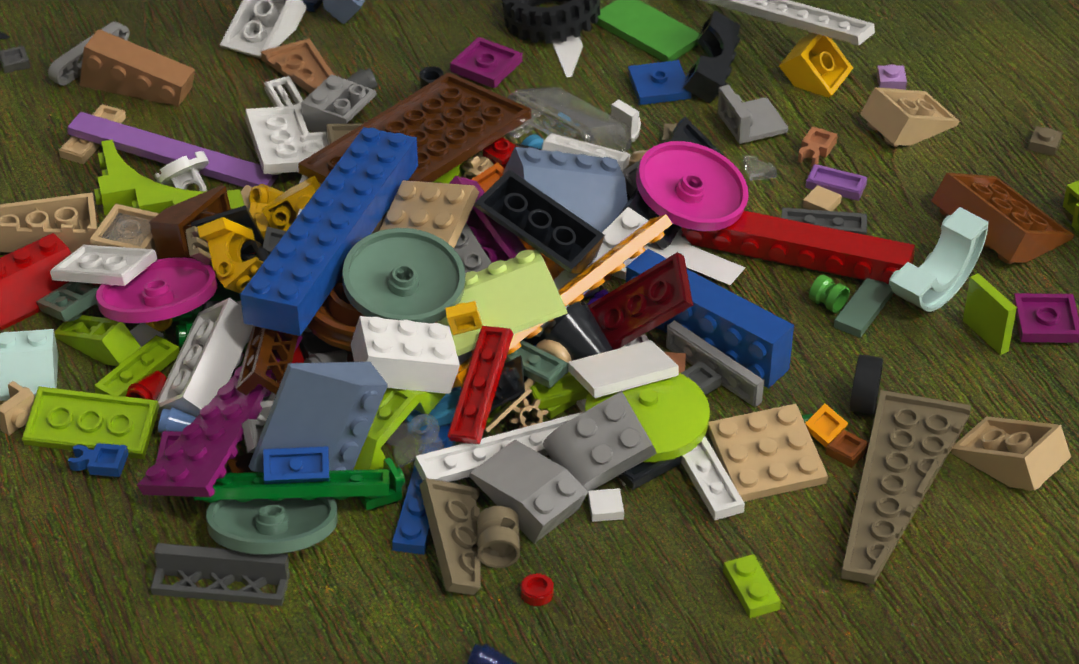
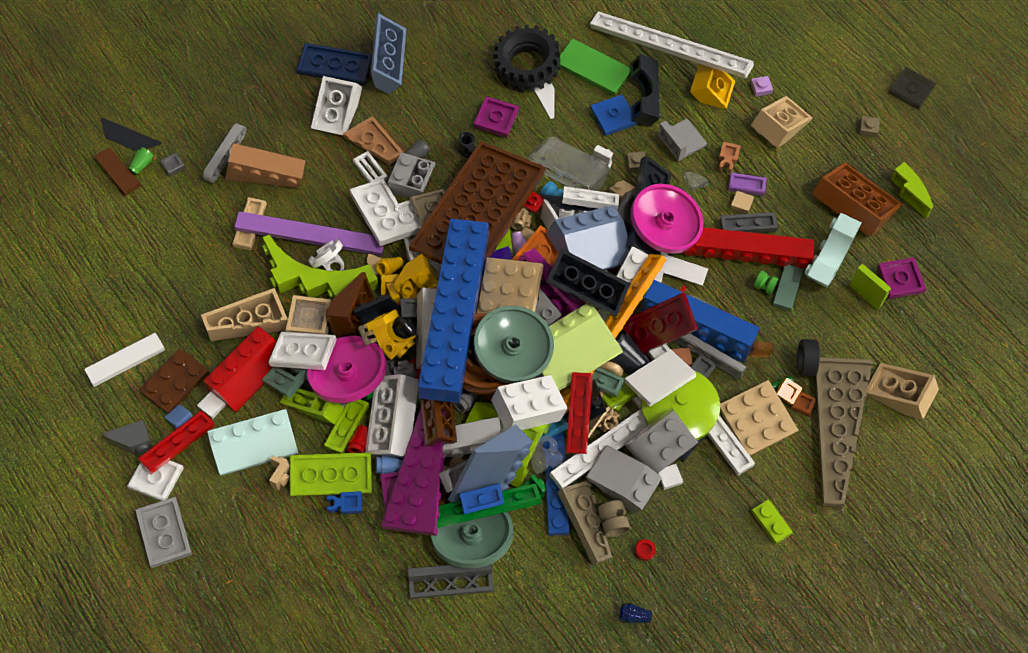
camera: 15 degrees left, 20 degrees up
(463, 317) = (559, 367): yellow plate -> none
(798, 370) = (761, 349): none -> clear orange tile

